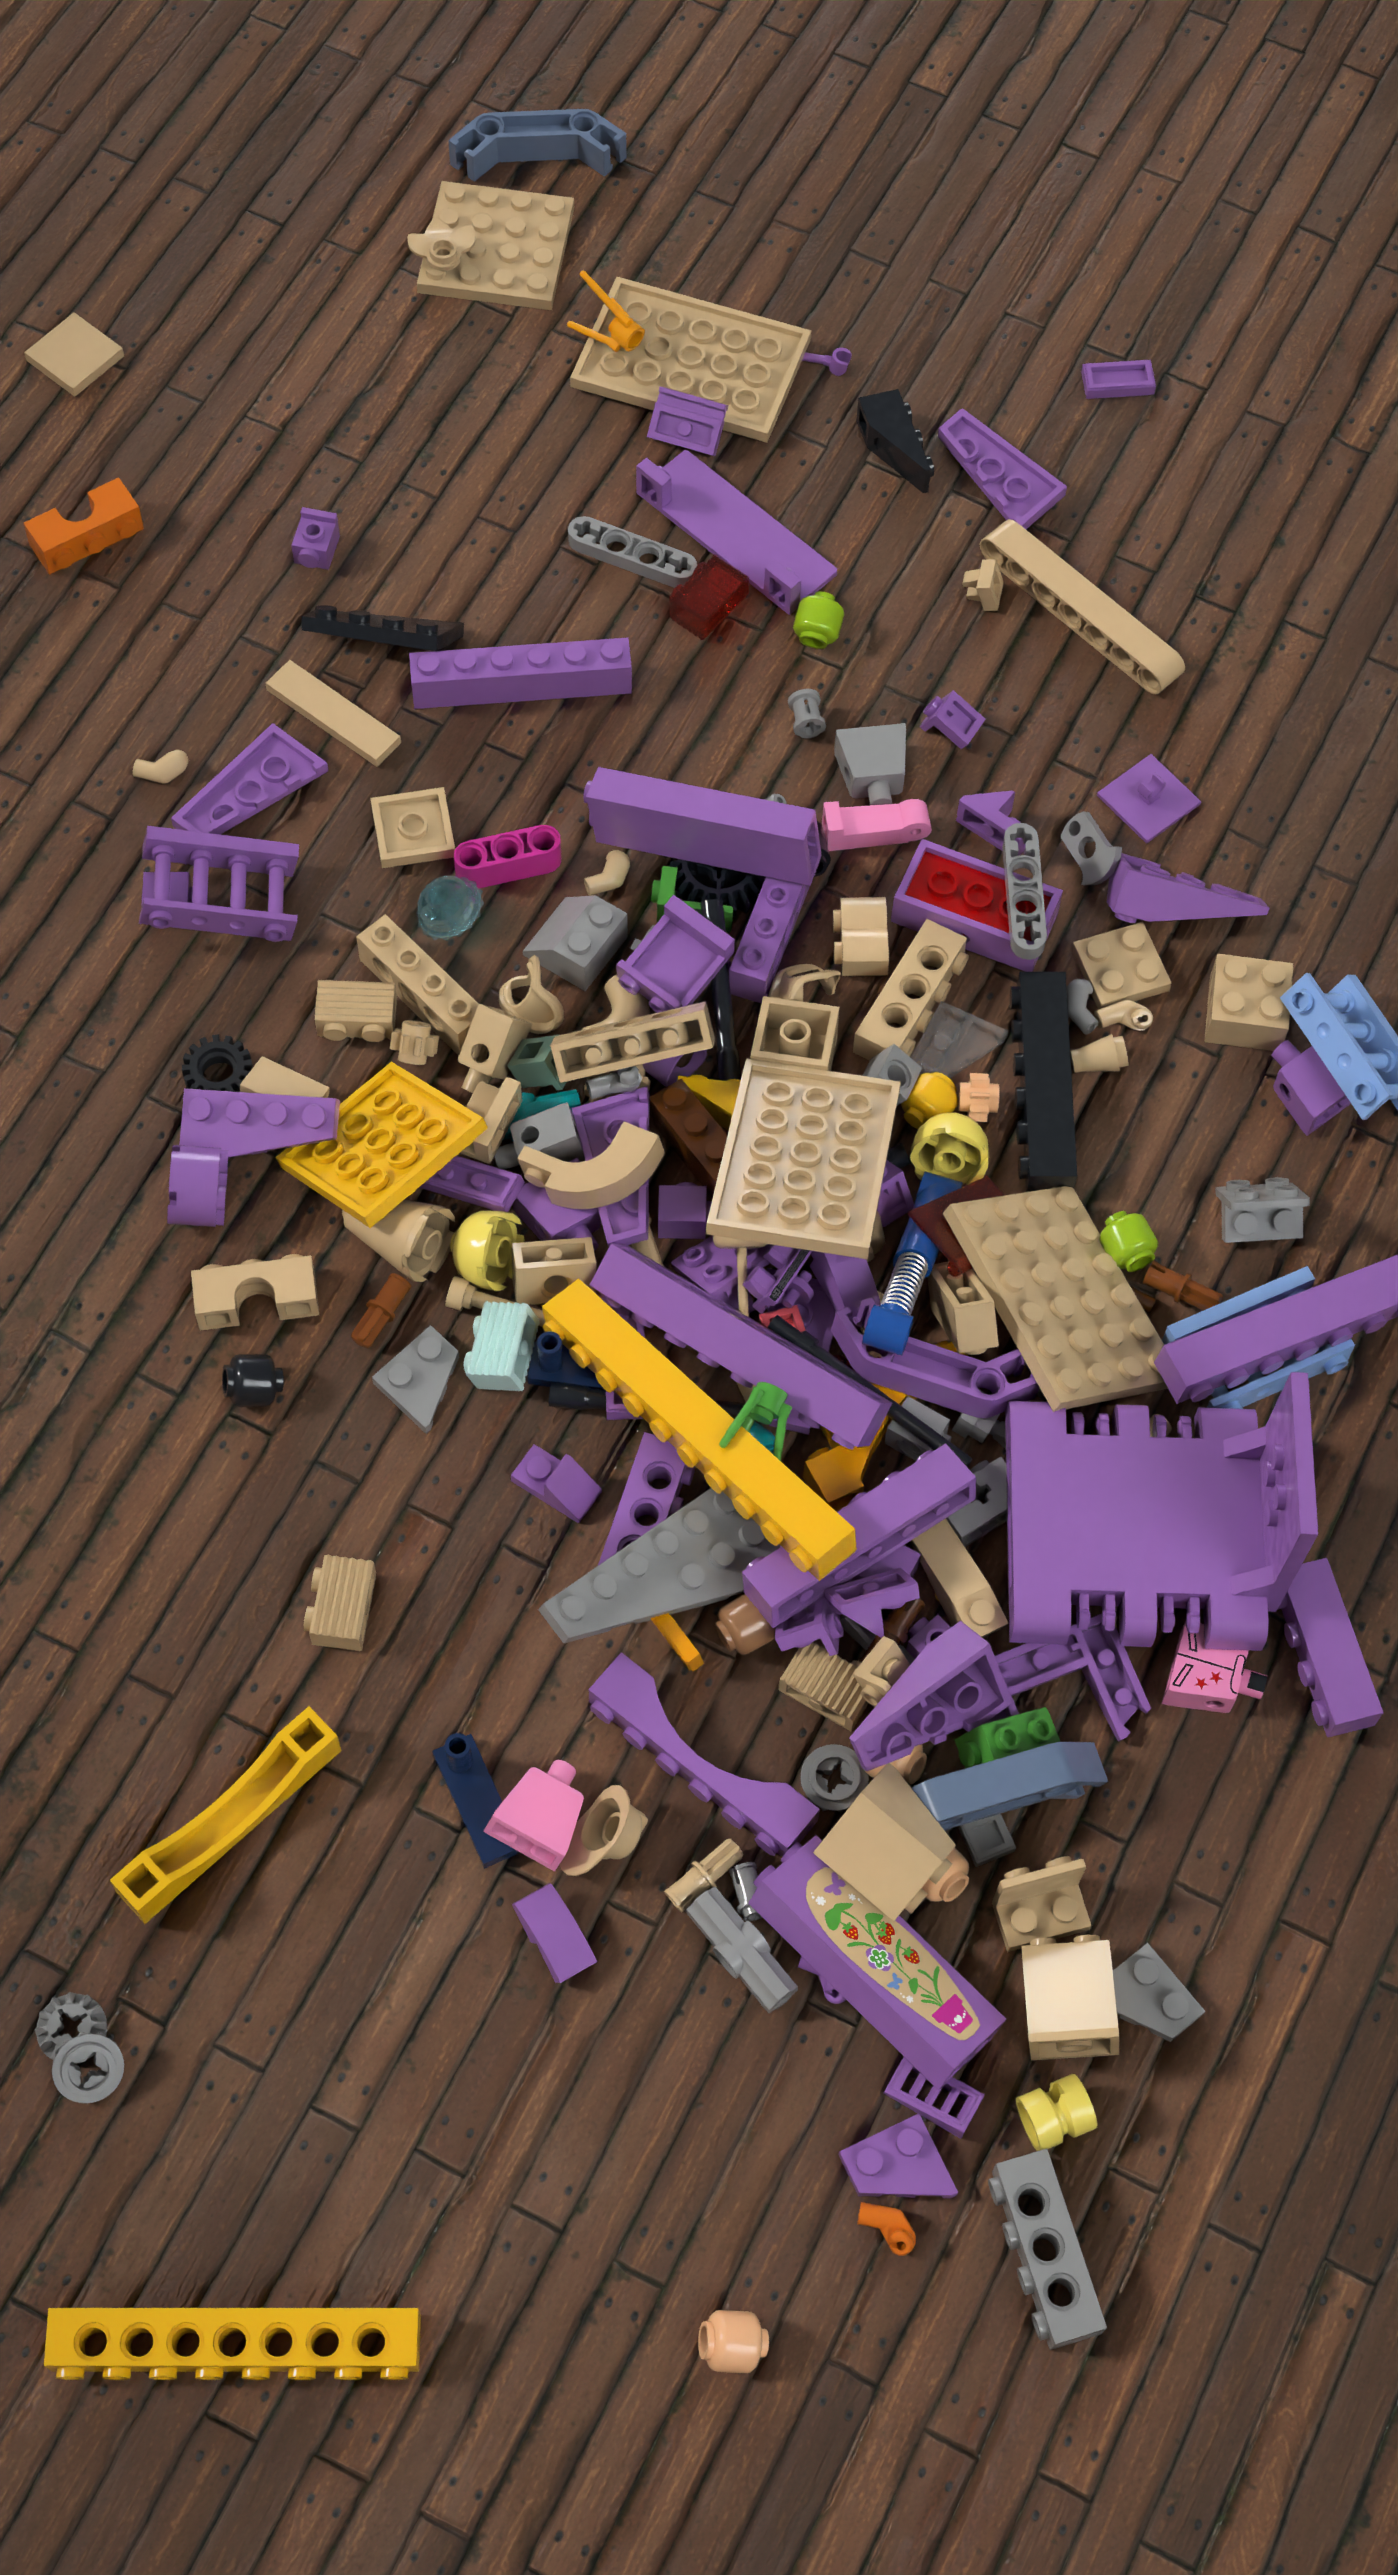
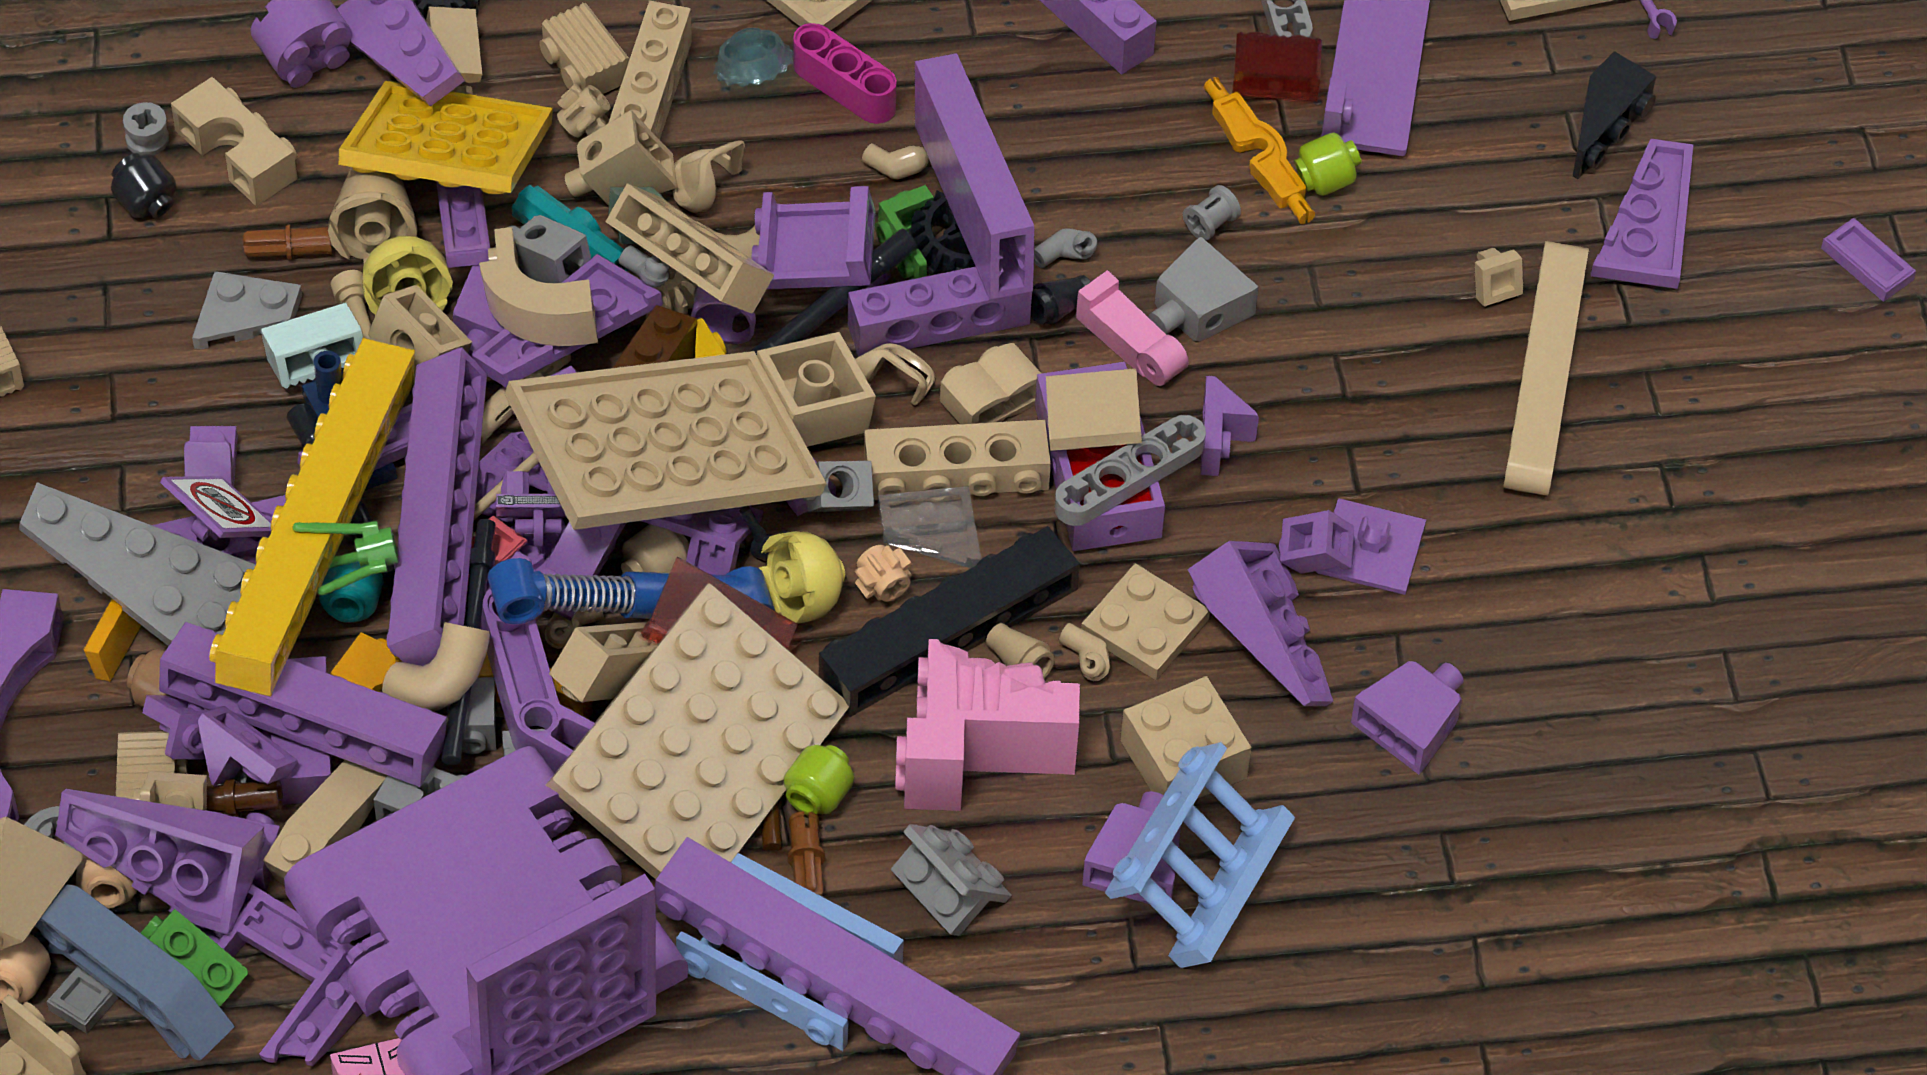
camera: 55 degrees right, 10 degrees down
(194, 1357) = (153, 137): none -> light grey wheel
(498, 1110) = (548, 196): tan panel -> none
(579, 939) = (801, 172): light grey slope -> none
(640, 1491) = (218, 507): none -> piece
(787, 655) = (1269, 166): none -> light orange piece
(910, 1425) = (446, 676): none -> tan cylinder
(930, 1096) = (850, 533): yellow head -> none
(953, 718) = (1311, 331): medium lavender bracket -> none
(962, 879) = (1093, 409): none -> tan tile
(1077, 997) = (1064, 604): light grey arm -> none
(1103, 863) = (1264, 506): light grey piece -> none
(1146, 812) = (1316, 542): none -> medium lavender brick
(1149, 1109) = (982, 721): none -> bright pink brick
(1310, 857) = (1410, 711): none -> medium lavender torso

